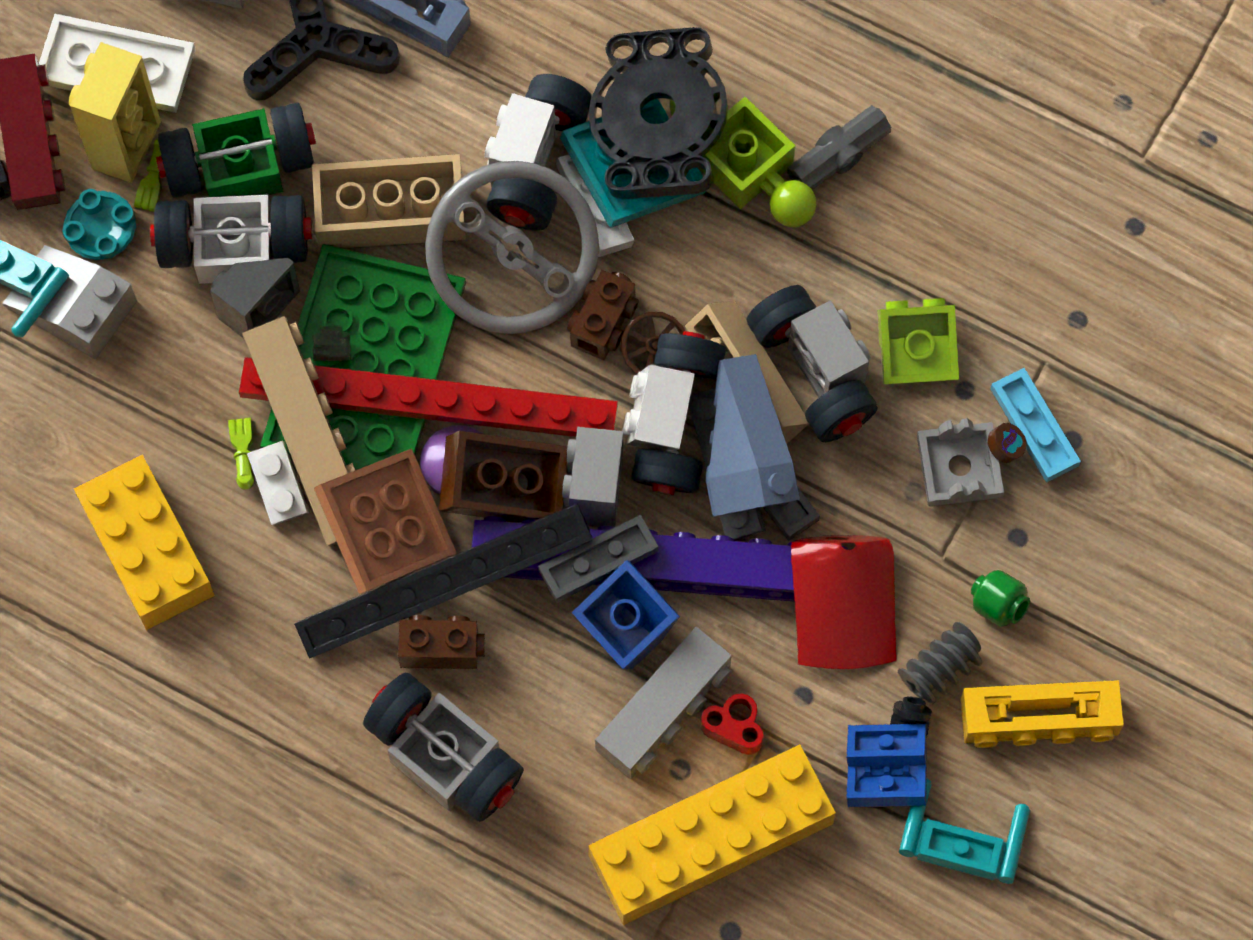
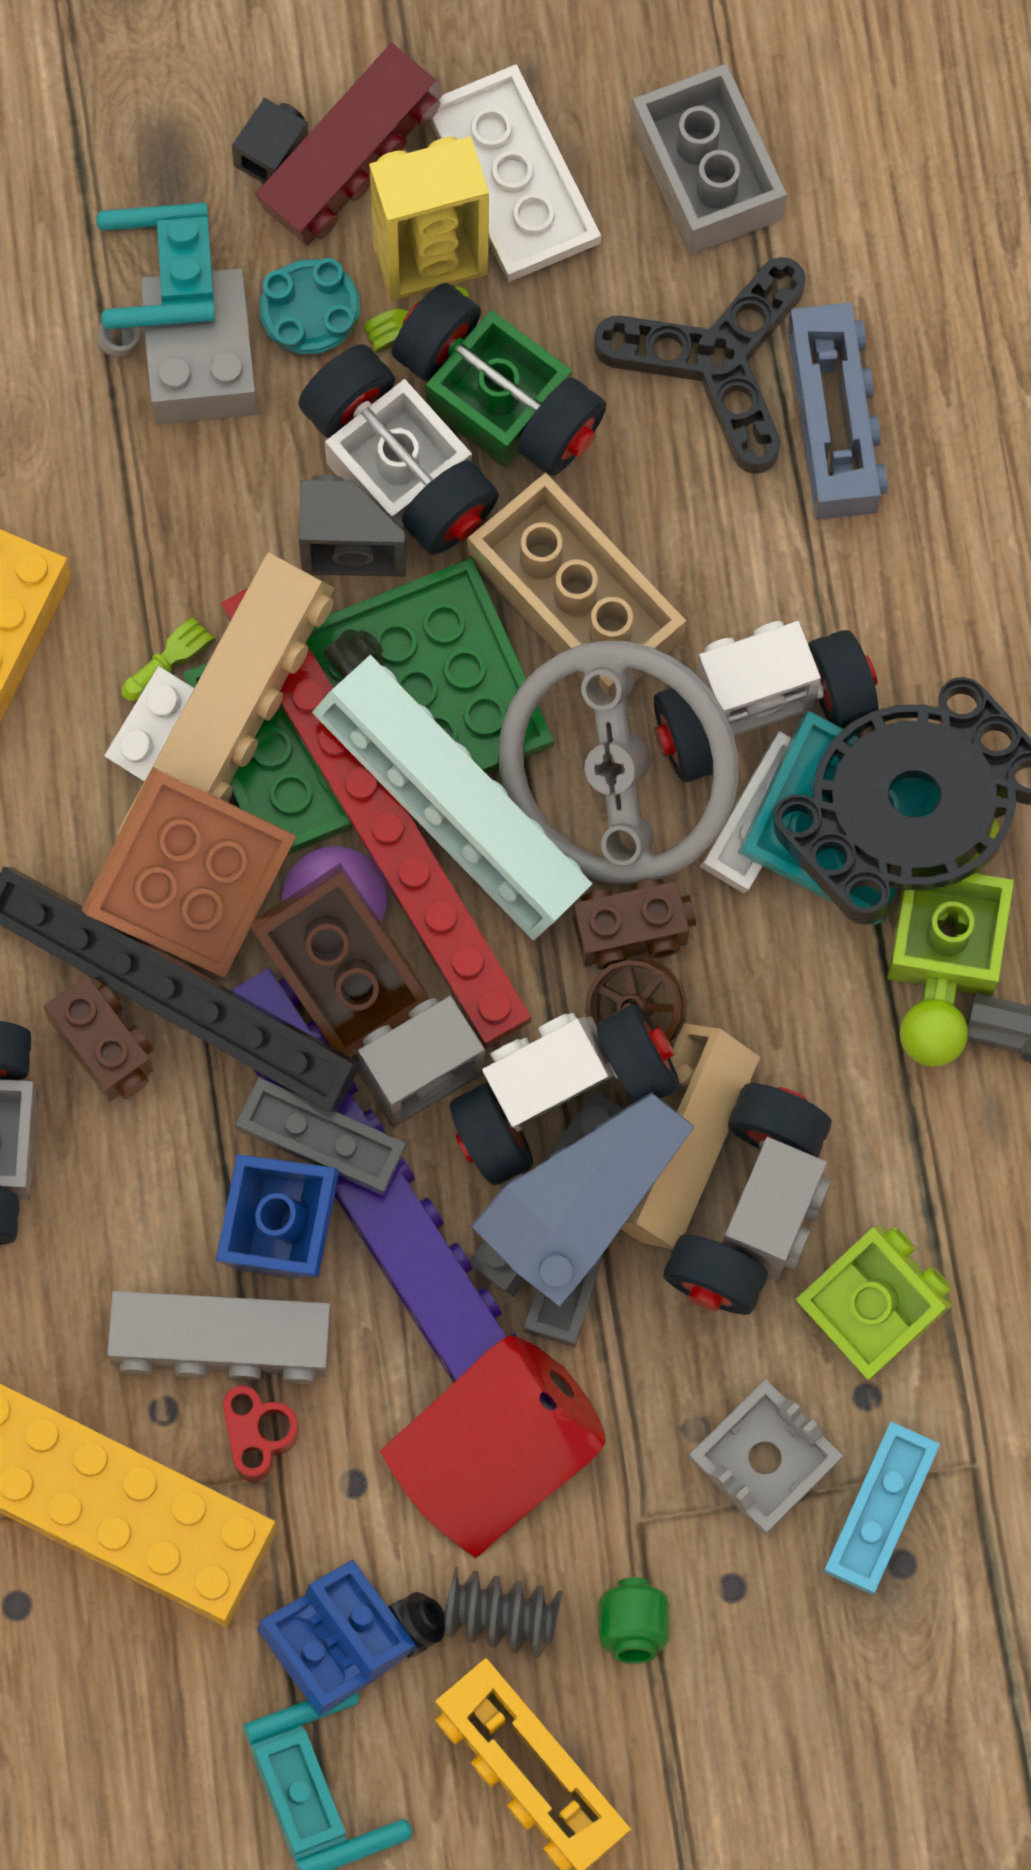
camera: 50 degrees right, 5 degrees up
(33, 337) = (127, 341): none -> light grey hinge
(457, 350) = (452, 797): none -> light aqua brick
(1007, 442) = (829, 1491): reddish brown tile -> none

